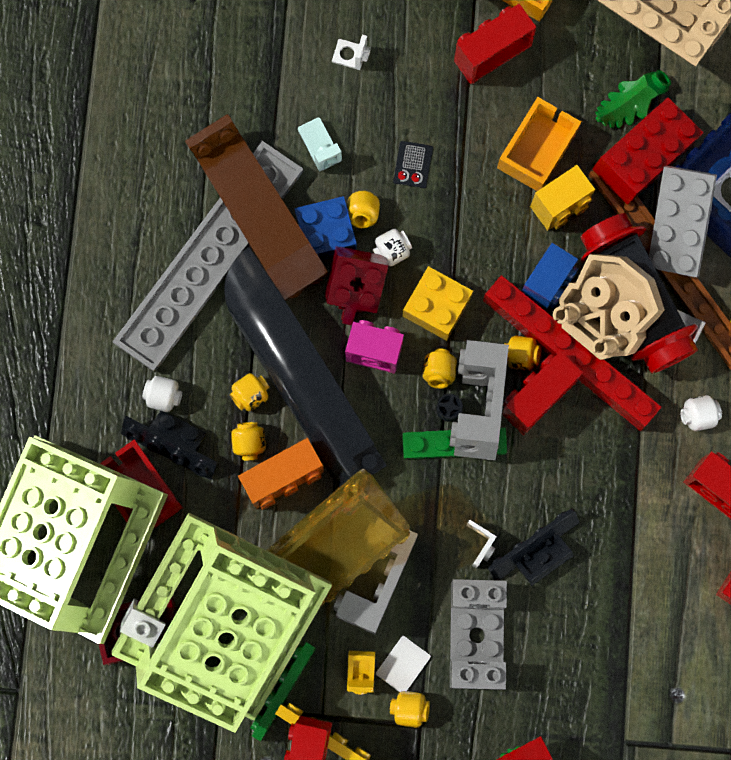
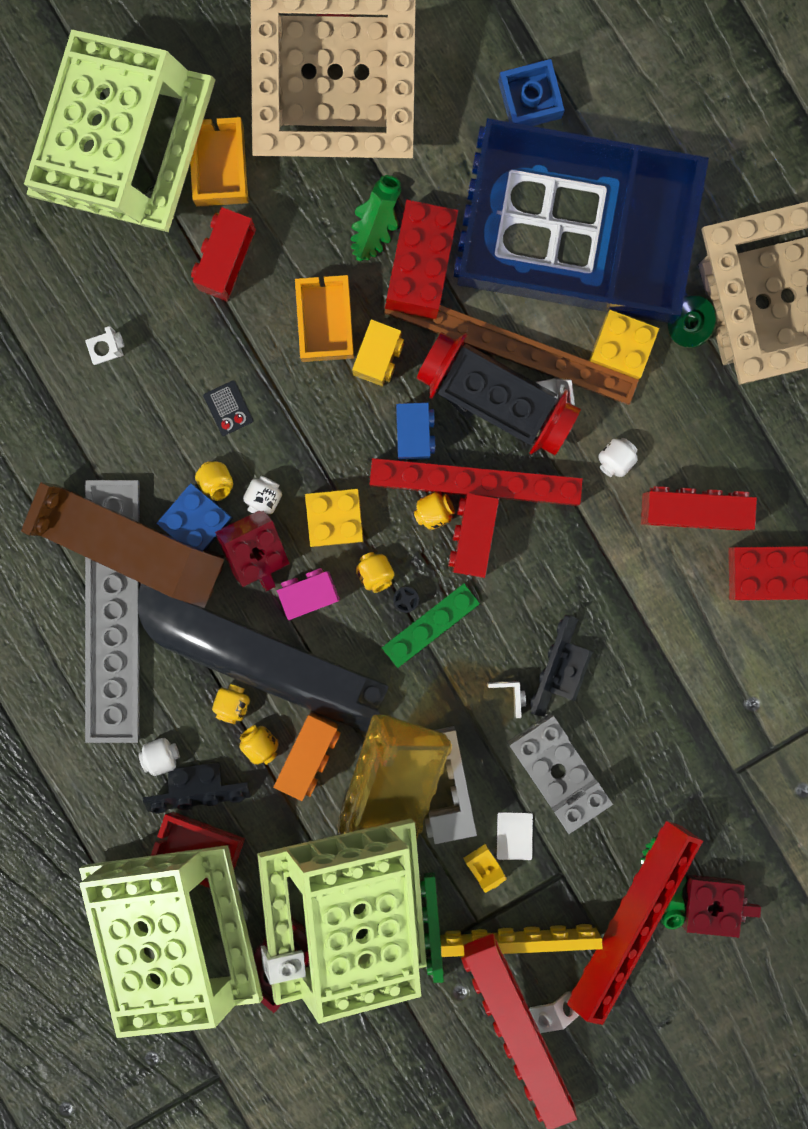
camera: 30 degrees left, 10 degrees up
(320, 144) = (135, 447): light aqua bracket -> none
(410, 709) = (545, 869): yellow head -> none
(483, 366) = (409, 547): light grey plate -> none
(622, 289) = (482, 443): tan brick -> none
(682, 220) = (493, 306): light grey plate -> none

